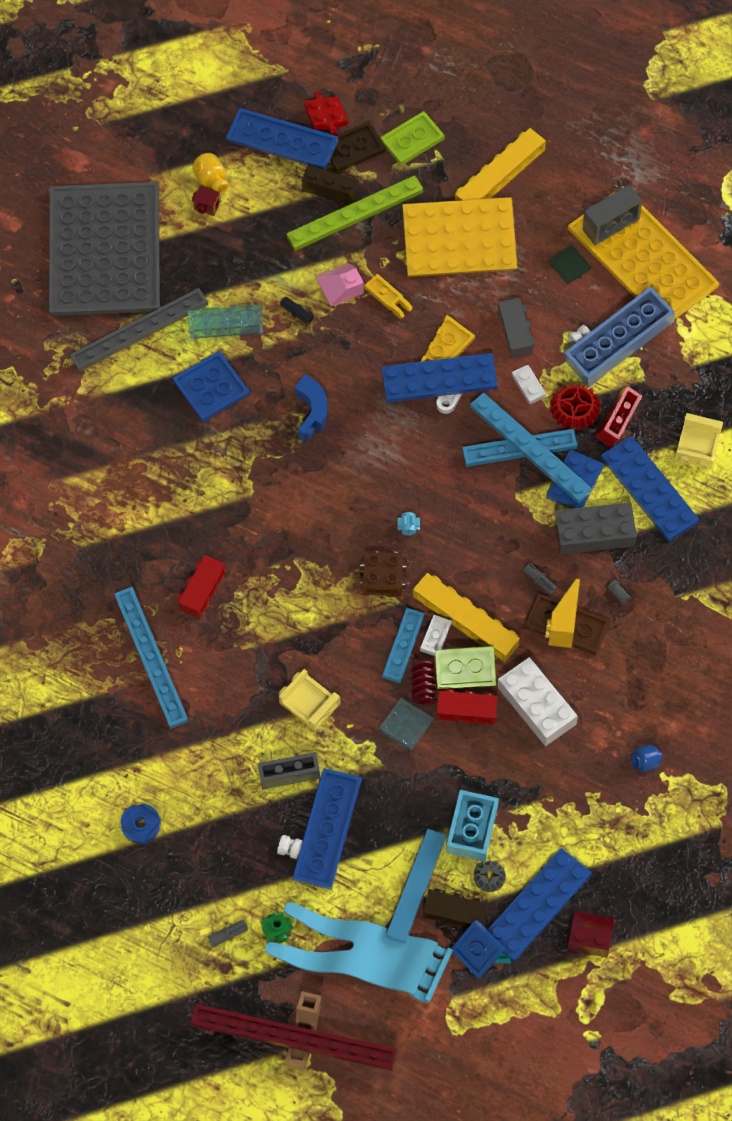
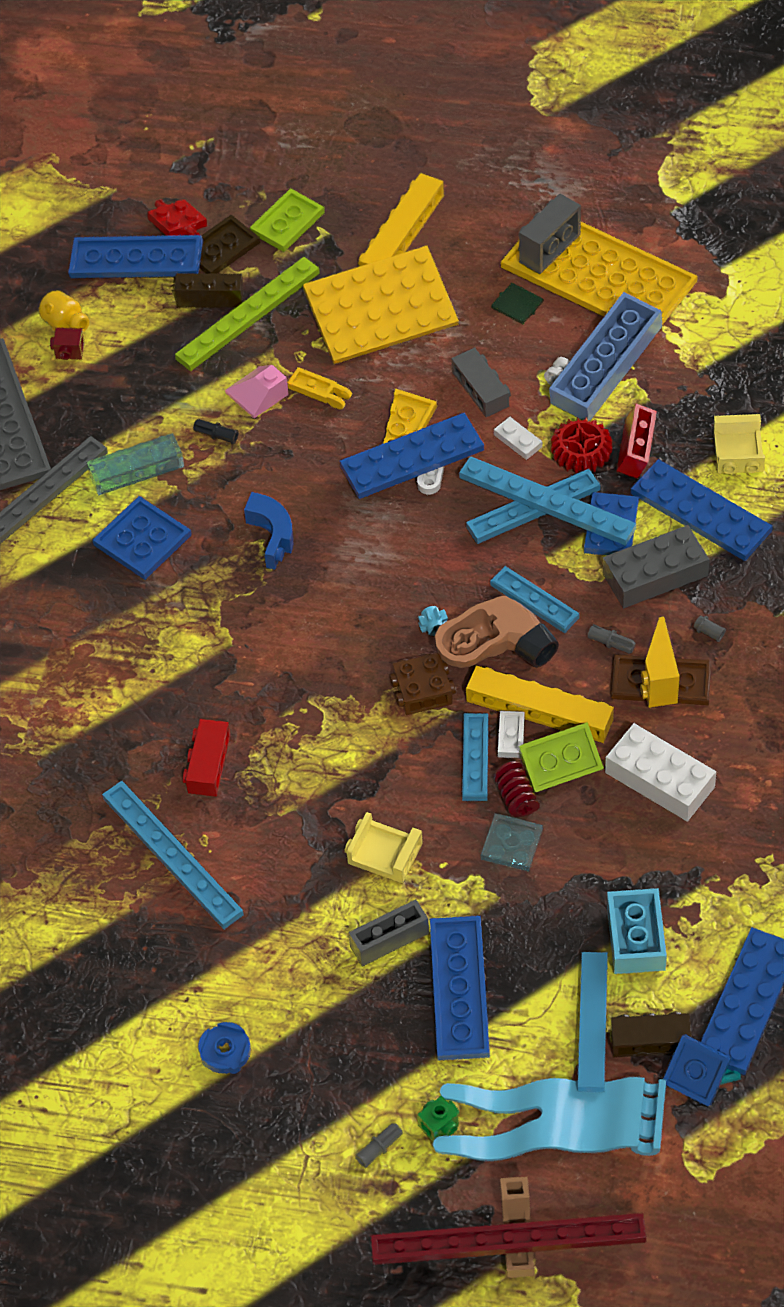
camera: 15 degrees left, 10 degrees down
(289, 847) = (414, 1021): white wheel -> none
(449, 546) = (491, 630): none -> nougat piece
(467, 707) = (578, 802): red brick -> none
(482, 881) = (671, 993): dark grey gear -> none
(493, 527) = (535, 599): none -> dark azure tile

